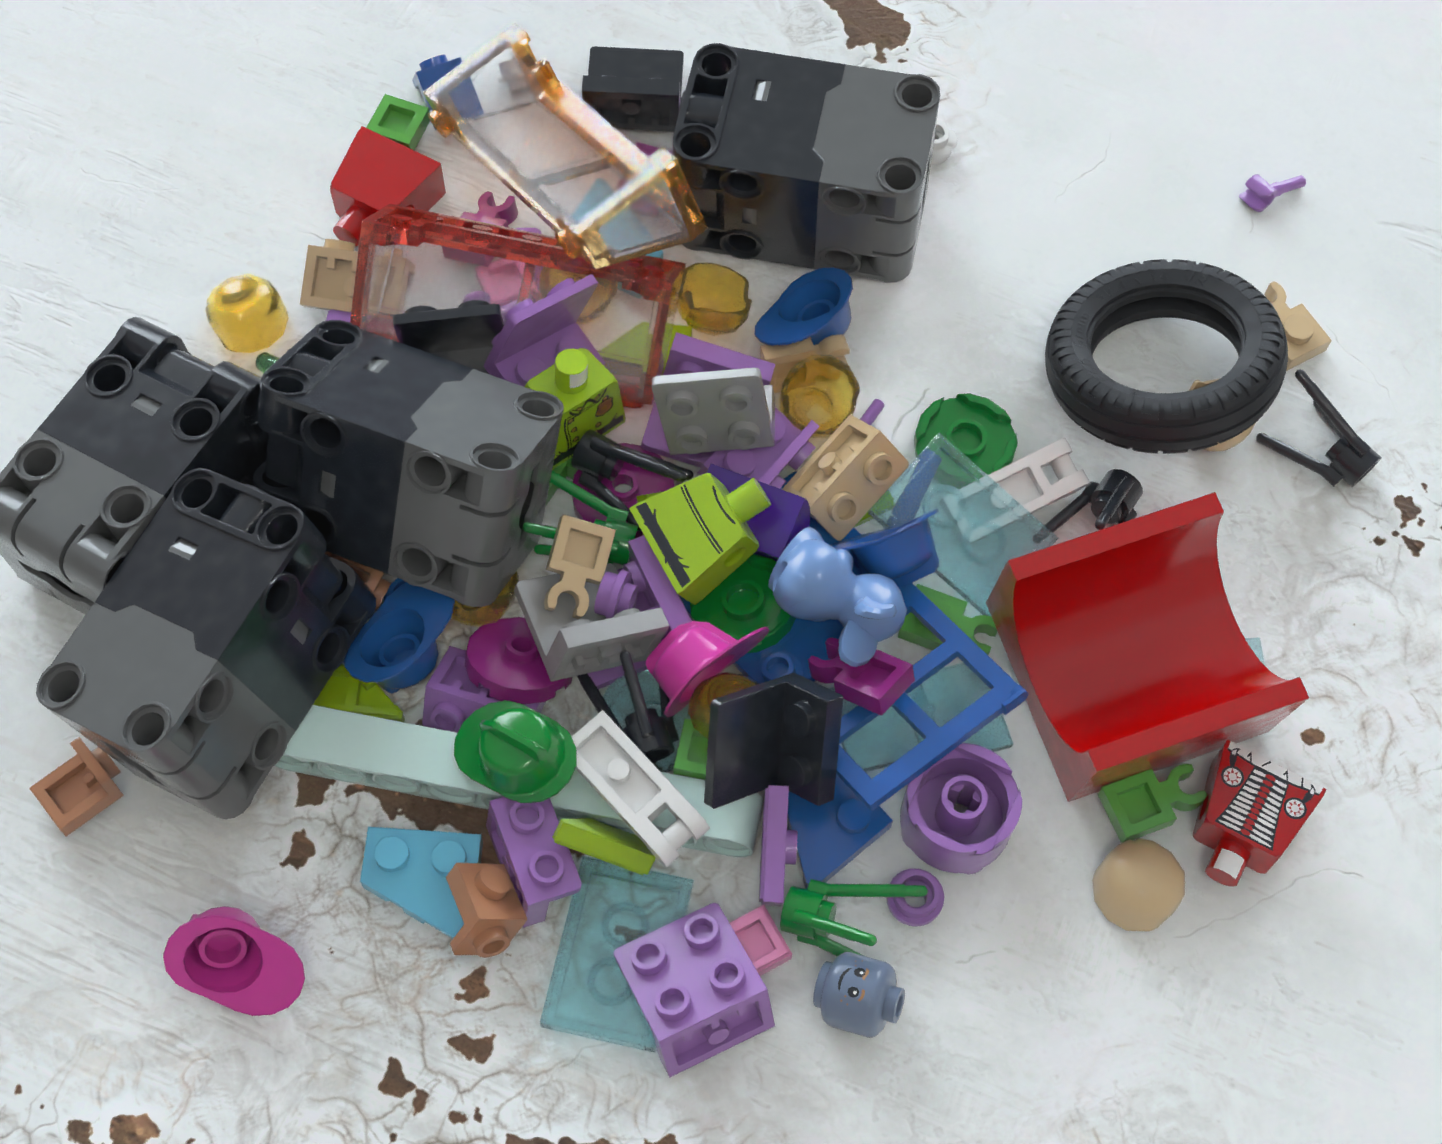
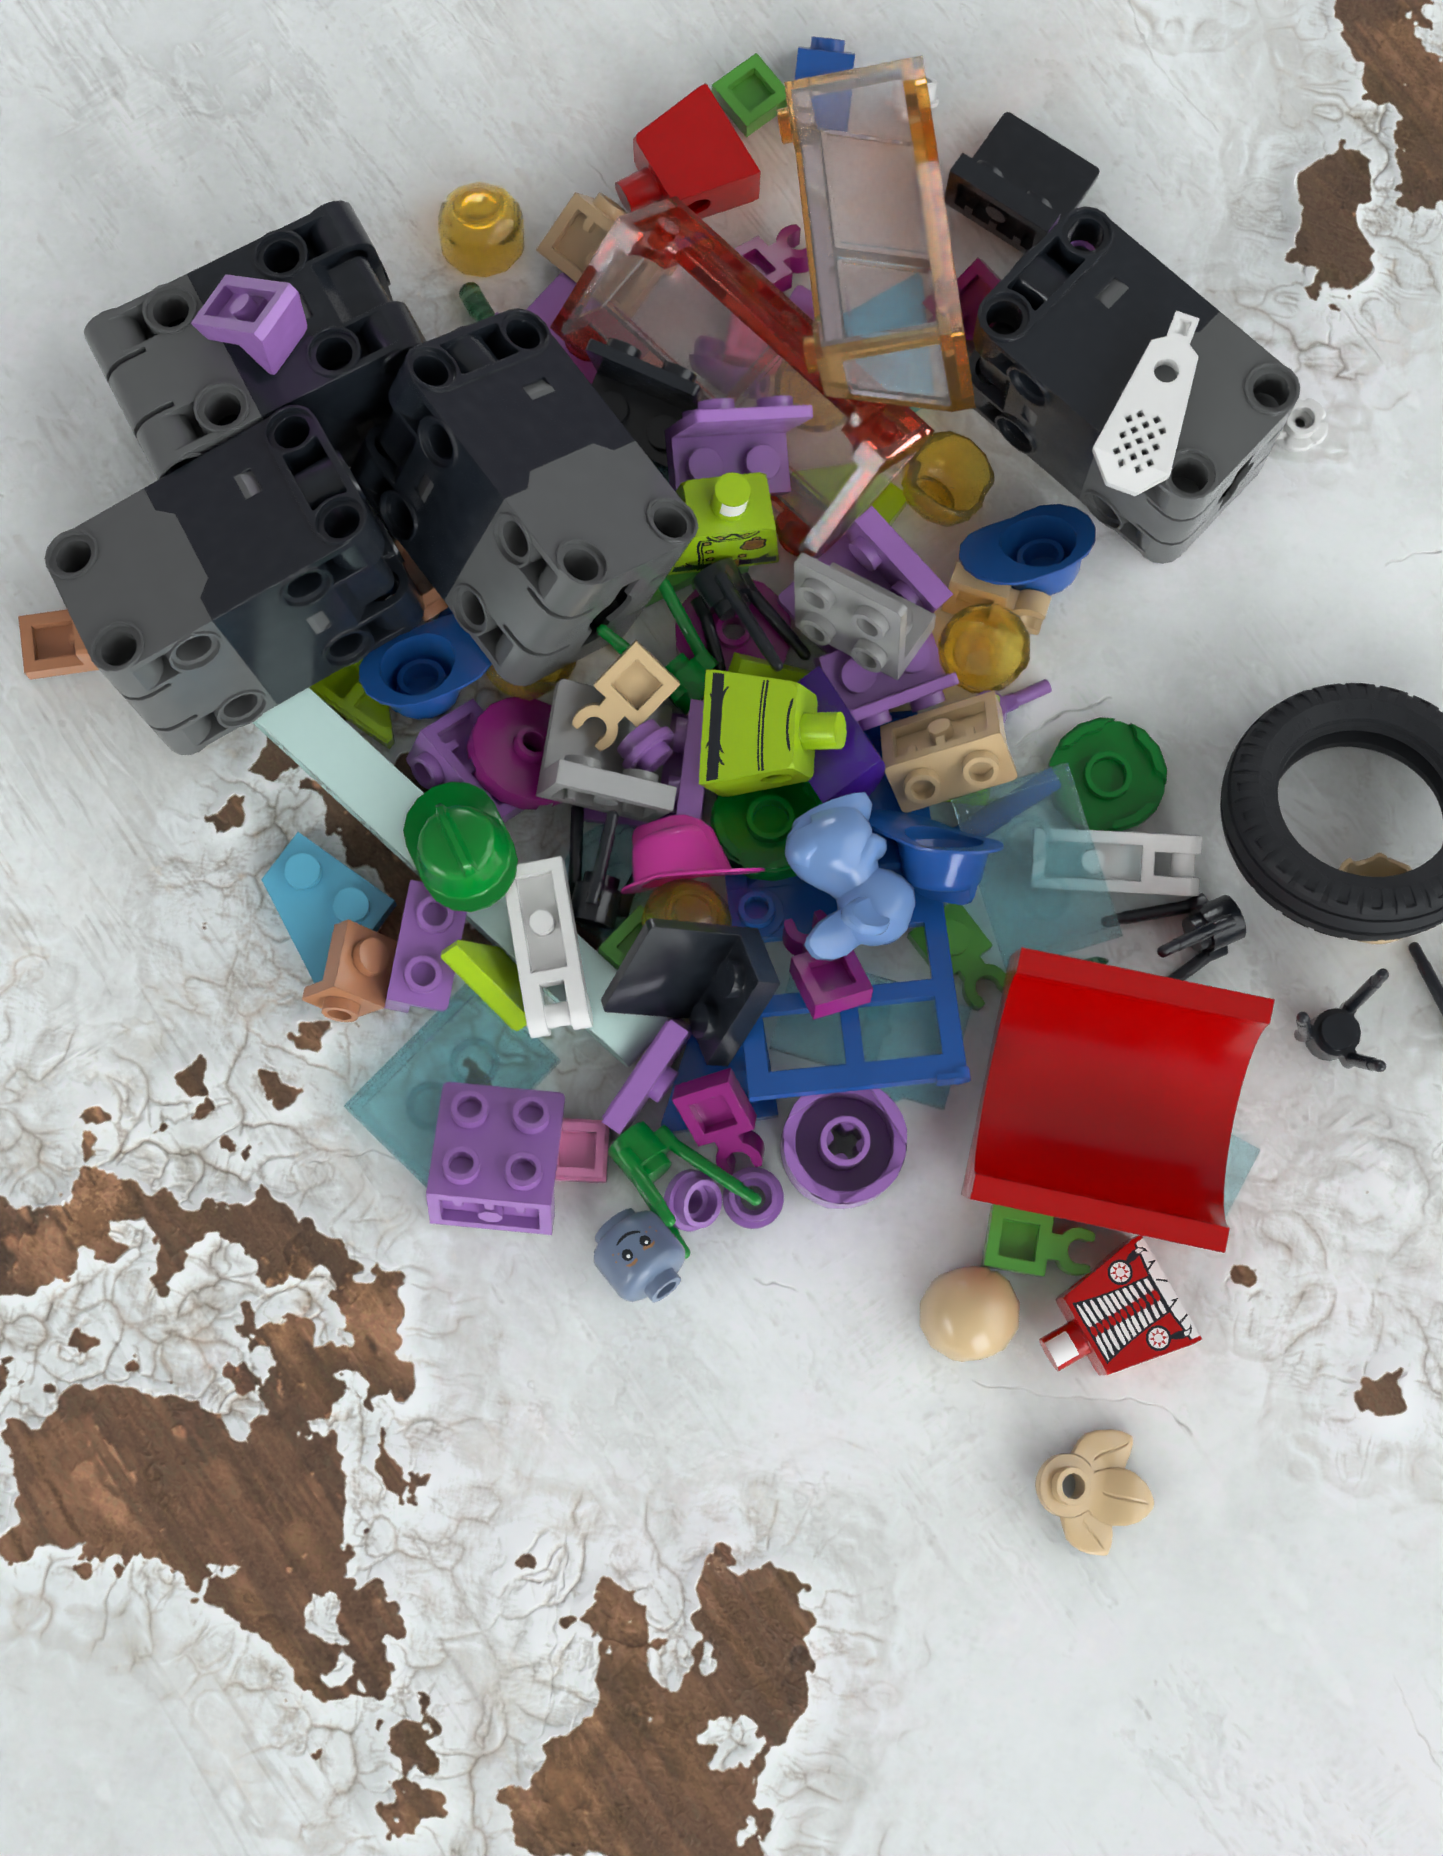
camera: 30 degrees right, 15 degrees up
(120, 416) = (257, 316): none -> medium lavender slope
(234, 962) = (106, 886): dark pink piece -> none
(844, 138) = (1154, 401): none -> white piece
(851, 841) = (720, 1113): none -> magenta plate
(876, 919) = (693, 1200): none -> medium lavender plate
(1254, 521) = (1337, 1032): none -> black plant
(1332, 958) = (1103, 1490): none -> tan plate

